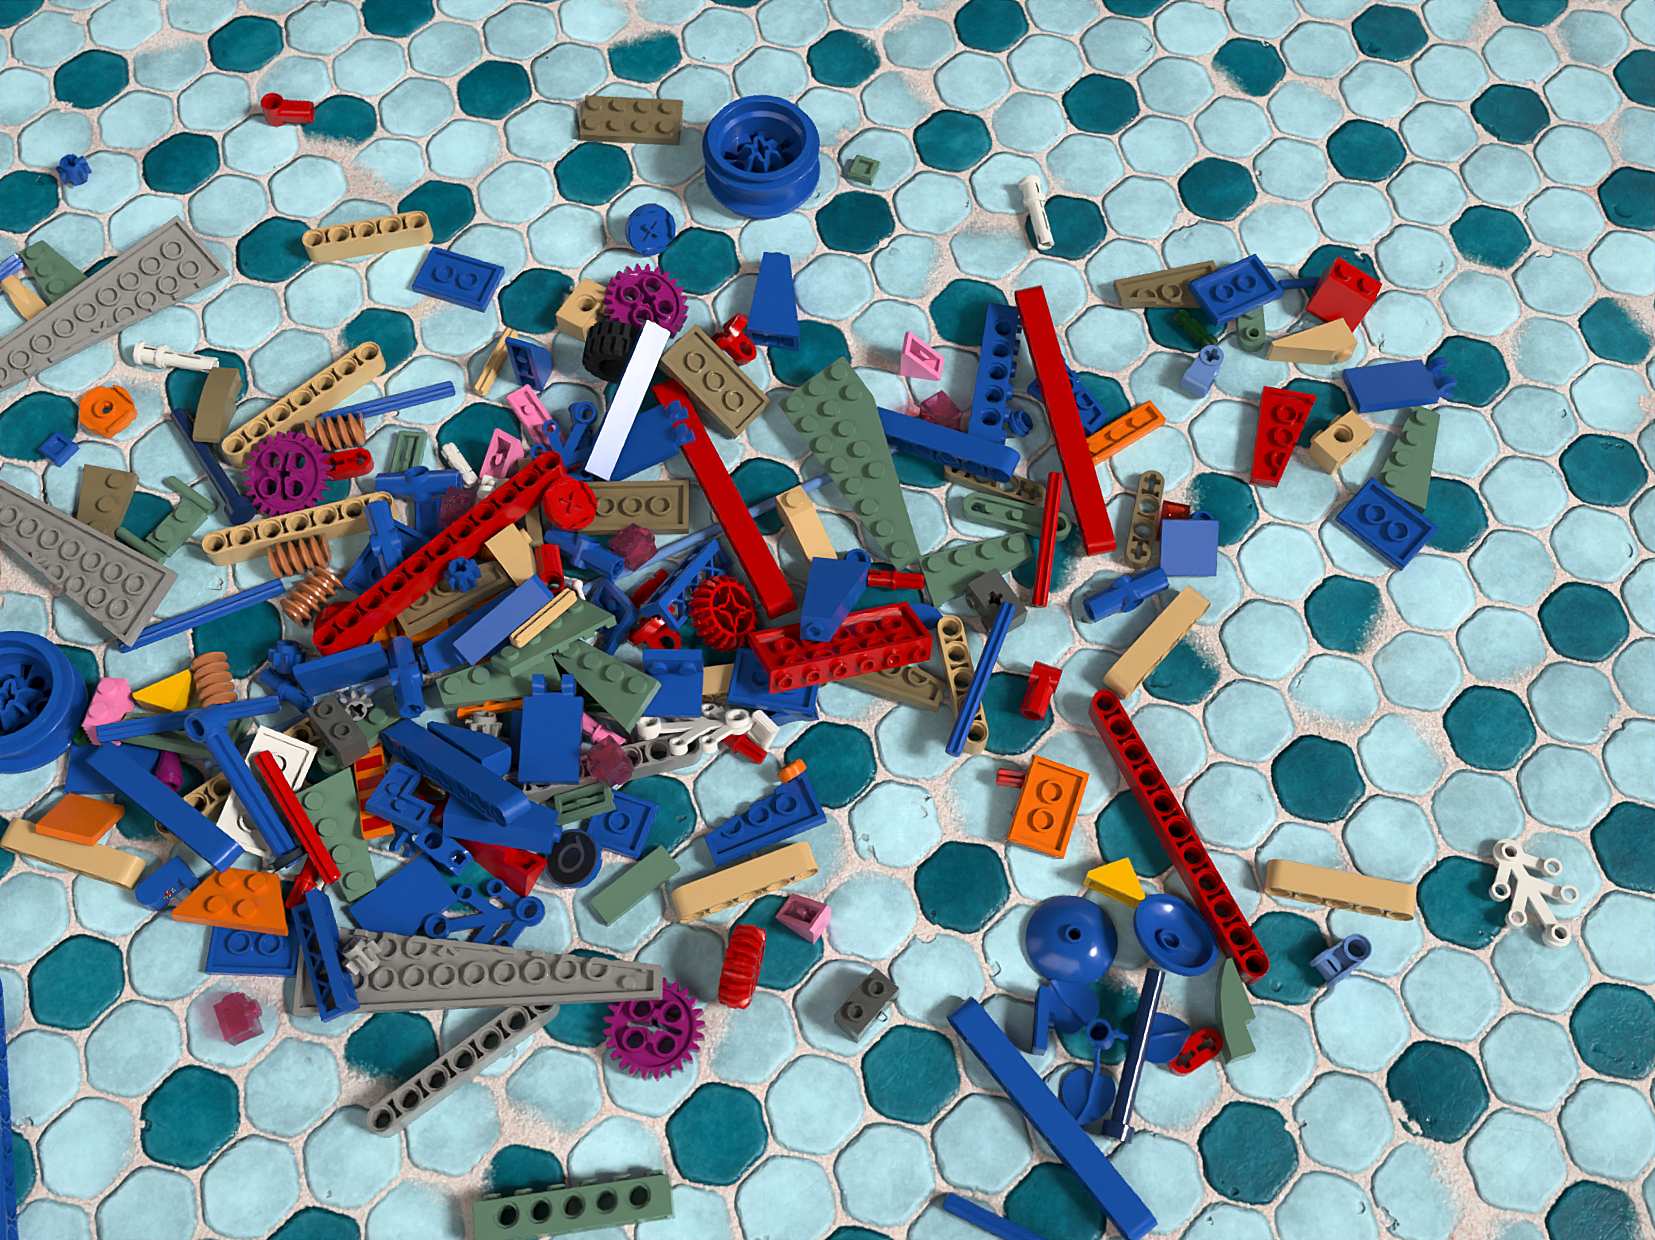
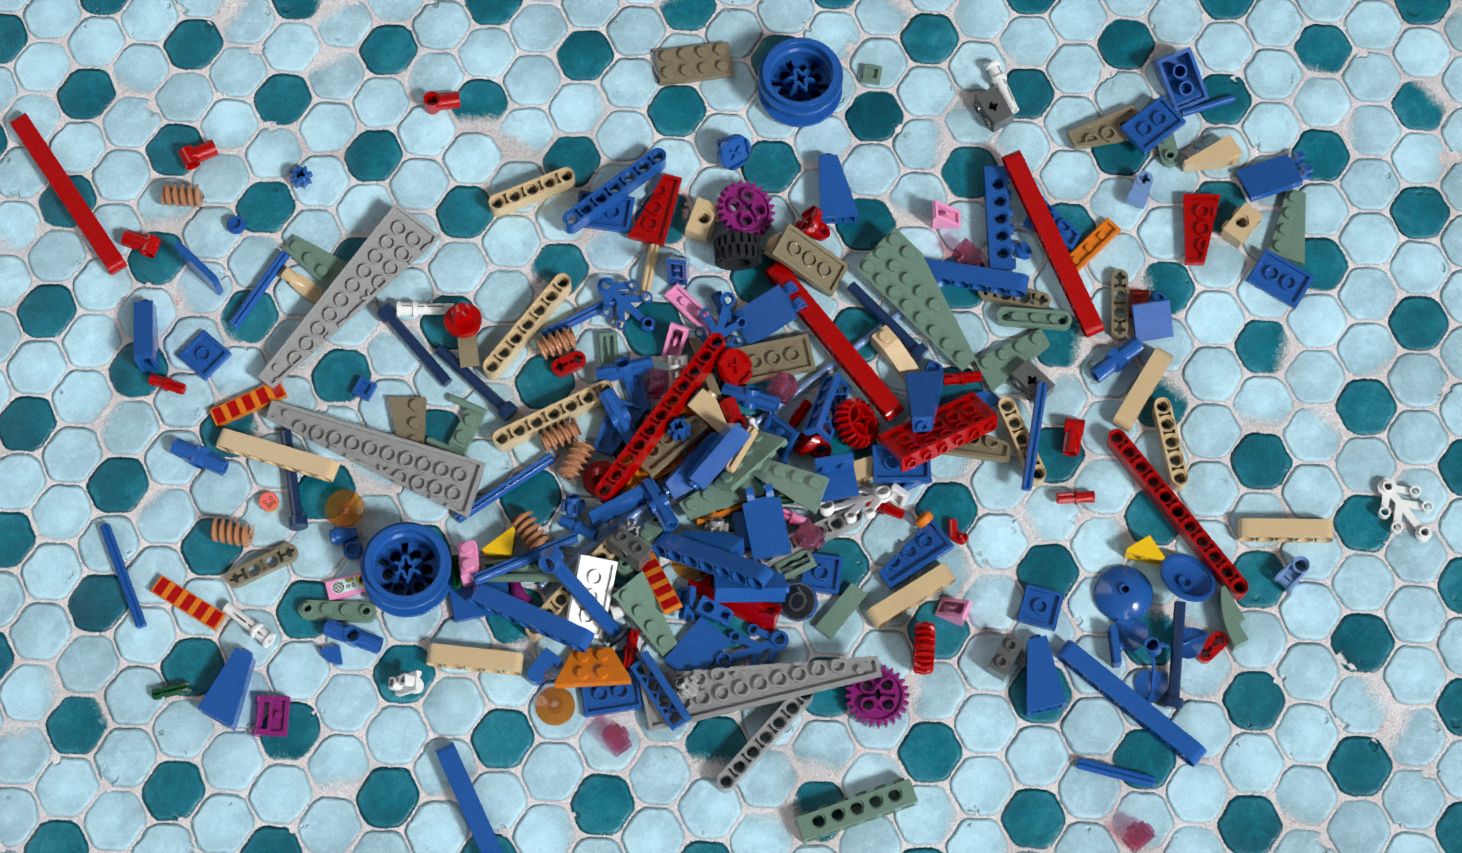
camera: 10 degrees left, 5 degrees up
(80, 819) = (474, 636): orange tile -> none
(113, 422) = (388, 345): orange plate -> none
(121, 357) = (388, 314): none -> dark blue piece
(178, 957) = (555, 715): none -> clear orange dish
(213, 376) = (463, 320): none -> red tile
(264, 474) = (551, 378): magenta gear -> none
(297, 817) = (618, 607): red axle -> none
(394, 801) = (680, 589): blue plate -> none
(446, 396) = (624, 301): none -> blue plant
(458, 462) = (646, 350): white axle -> none
(474, 251) = (611, 198): none -> blue beam
(529, 291) = (656, 218): none -> red wing
(626, 400) = (754, 286): tile -> none
(834, 802) = (955, 534): none -> red arm
(839, 530) = (917, 350): none -> dark blue piece
(916, 1058) = (1042, 681): none -> blue slope
(938, 937) = (1040, 607): none -> blue plate
(1018, 236) = (999, 112): none -> dark grey brick
(1047, 539) = (1058, 333): red axle -> none
(1047, 806) = (1092, 512): orange tile -> none
(1180, 740) = (1167, 452): none -> tan beam
(1194, 328) = (1129, 158): dark green axle -> none
(1285, 238) = (1180, 79): none -> blue slope
(1343, 293) = (1227, 116): red slope -> none

